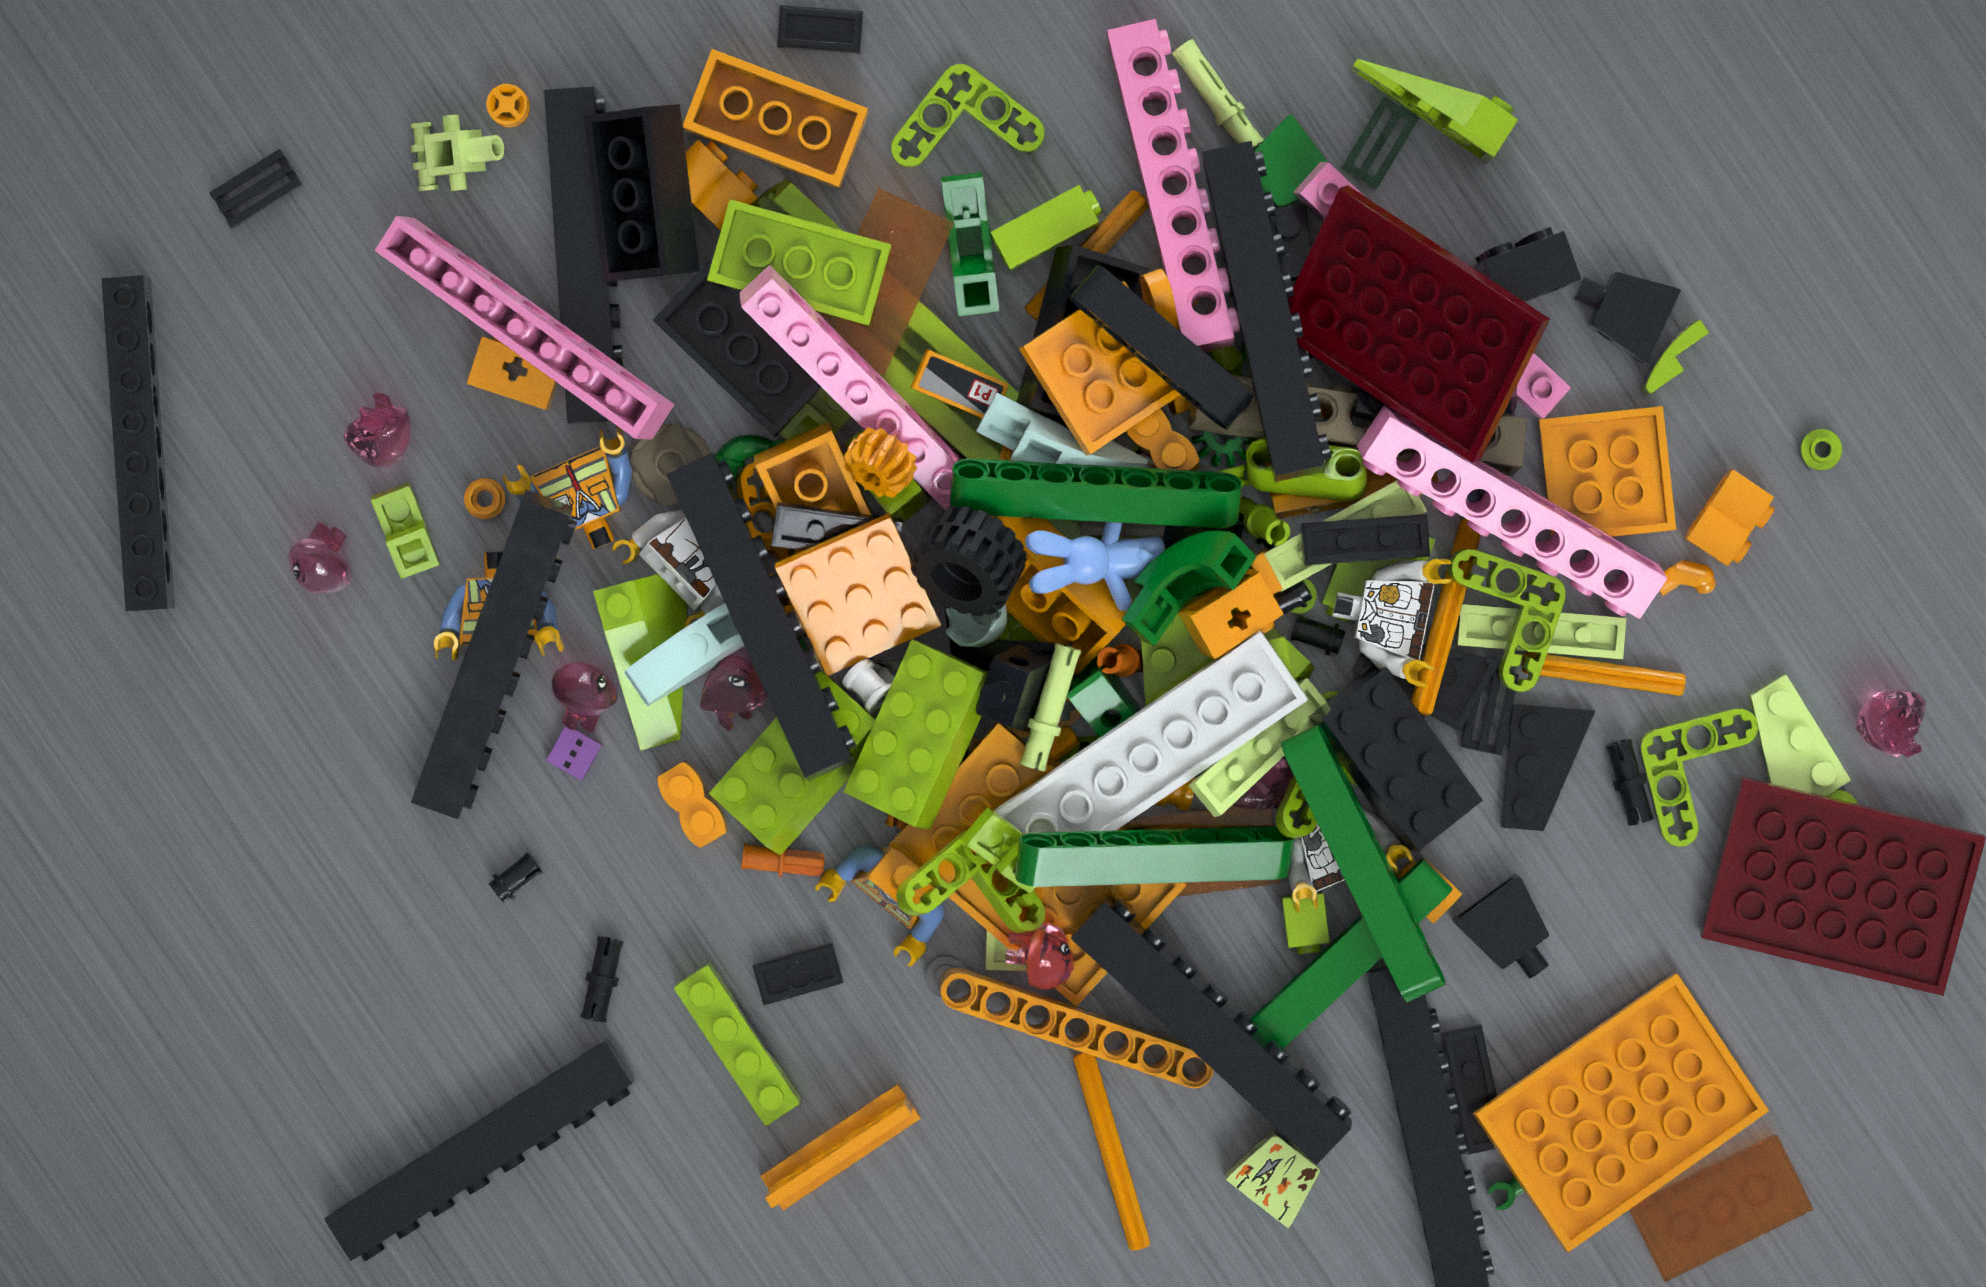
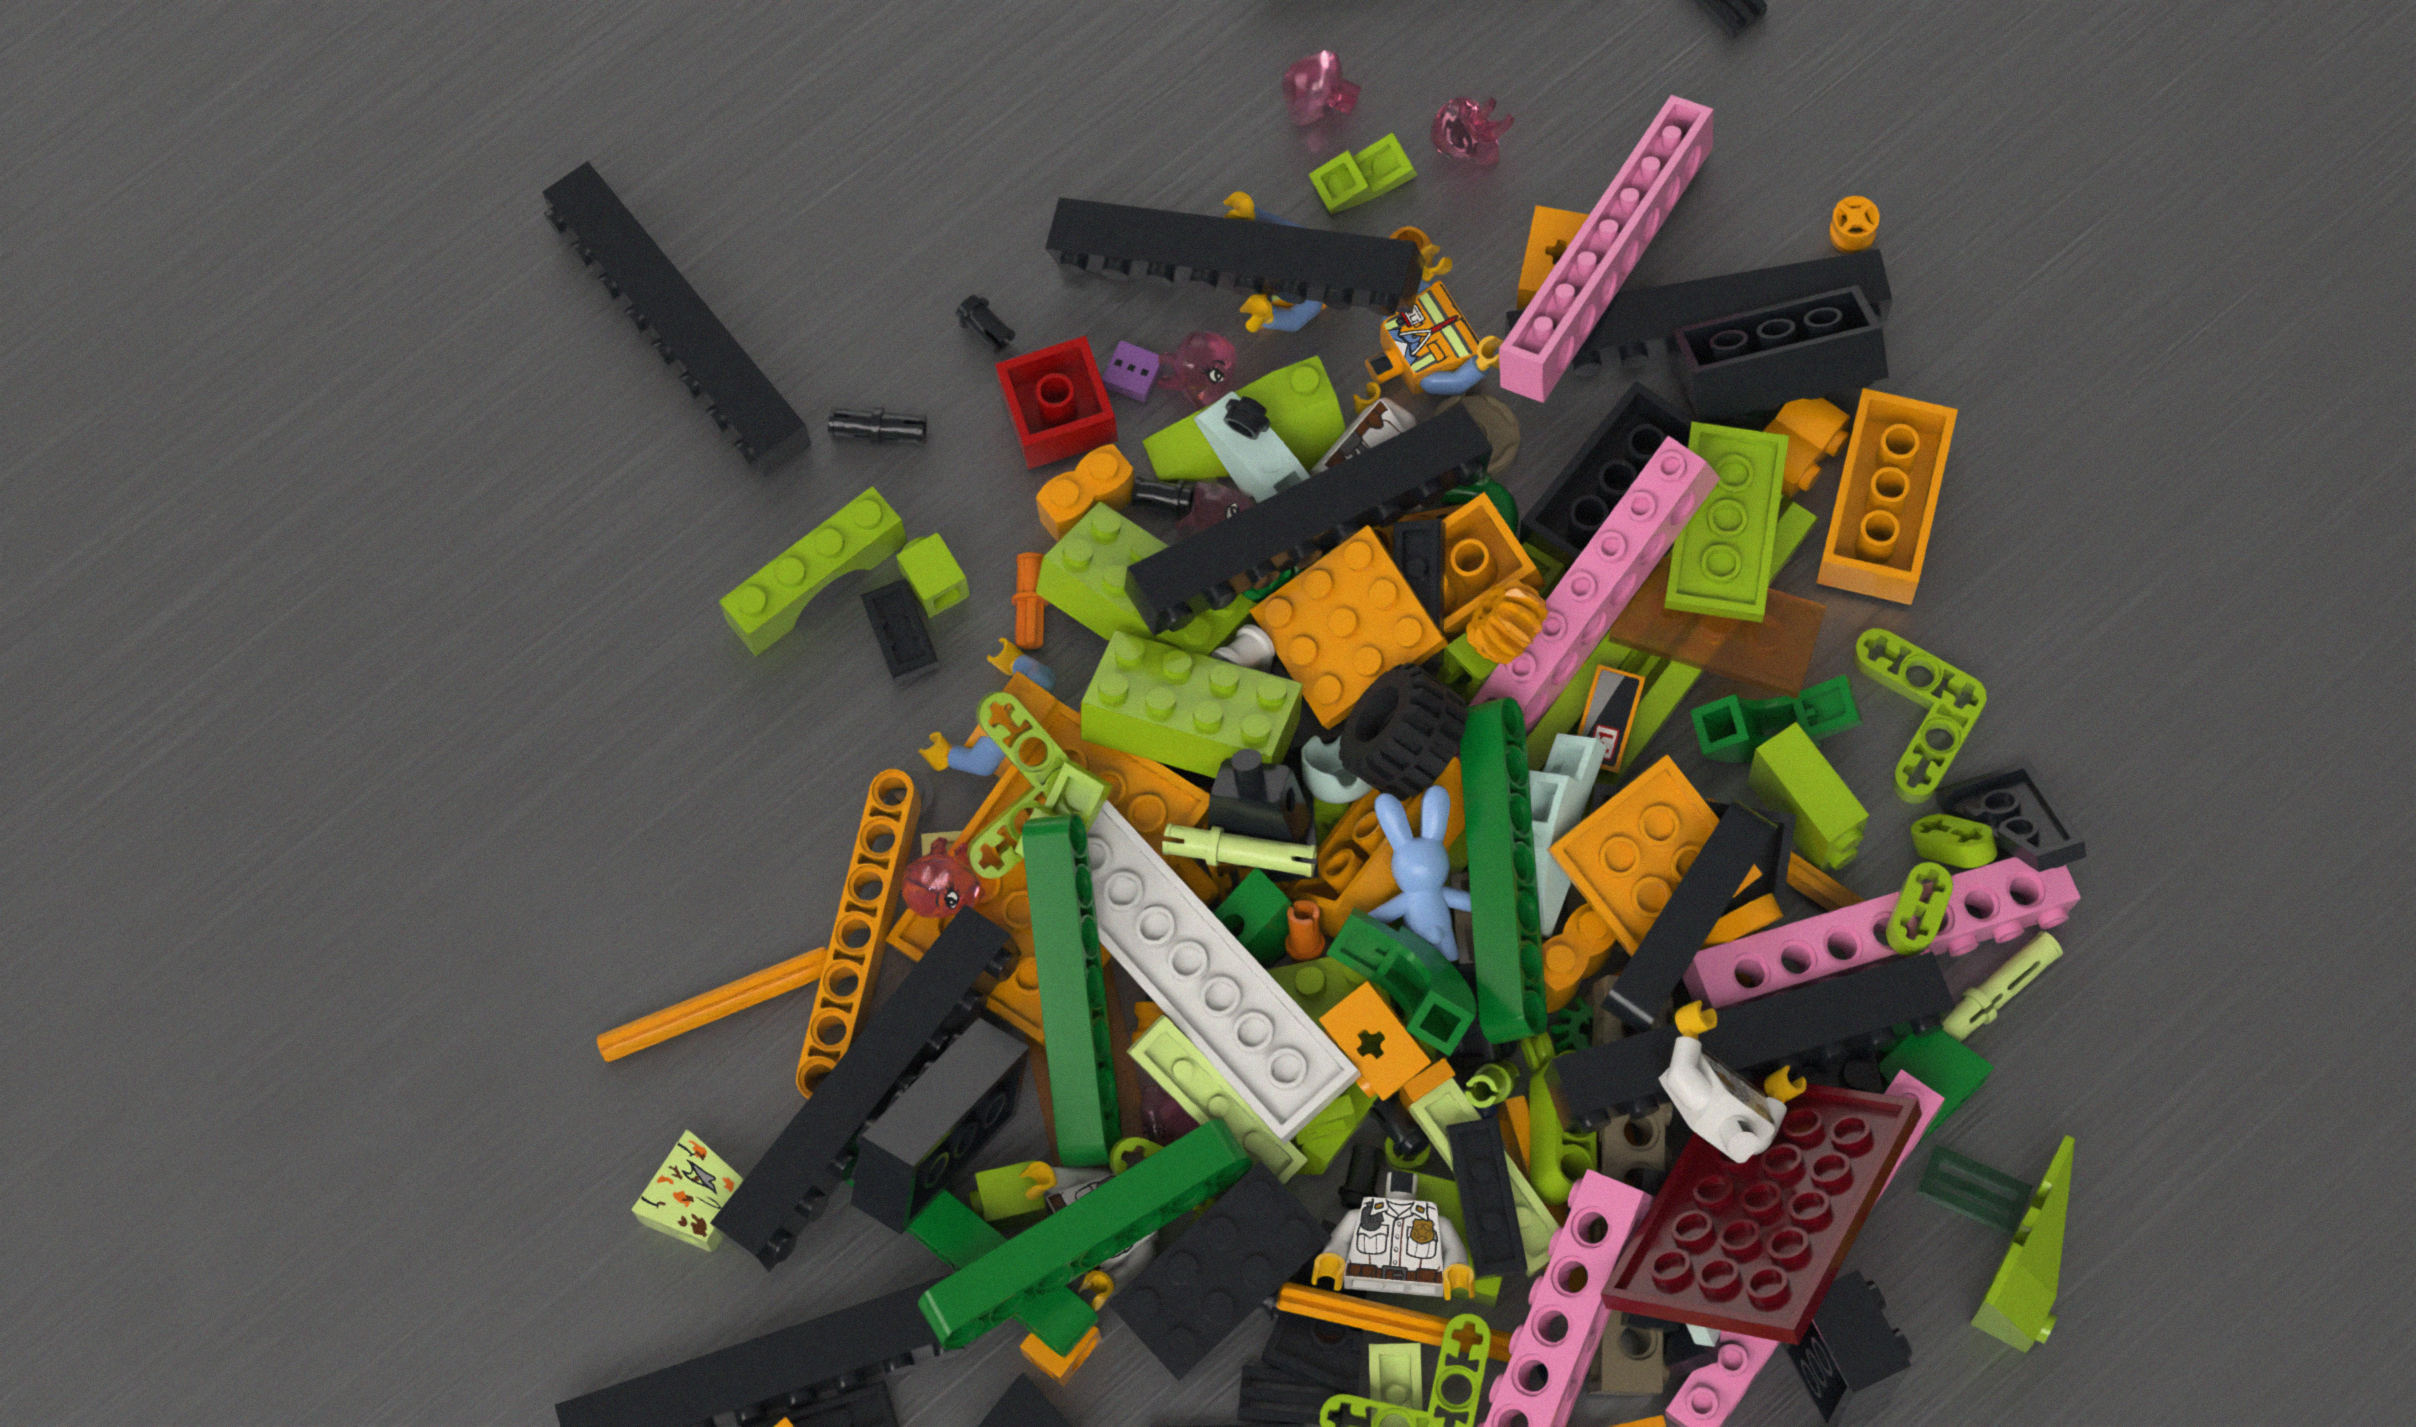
camera: 90 degrees right, 20 degrees down
(451, 153) = (1791, 169): yellowish green piece -> none
(605, 822) = (1057, 402): none -> red brick
(661, 660) = (1246, 417): none -> black plate
(698, 737) = (1163, 496): none -> black pin
(749, 942) = (932, 574): none -> lime brick
(820, 29) = (1998, 543): black tile -> none
(839, 1147) = (697, 694): light orange fence -> none
(1076, 58) = (2020, 813): none -> black wing
(1096, 118) = (1954, 841): none -> lime beam
(1165, 146) = (1929, 912): none -> lime beam
(1256, 974) = (938, 1125): none -> black brick
(1328, 344) = (1717, 1099): none -> white torso

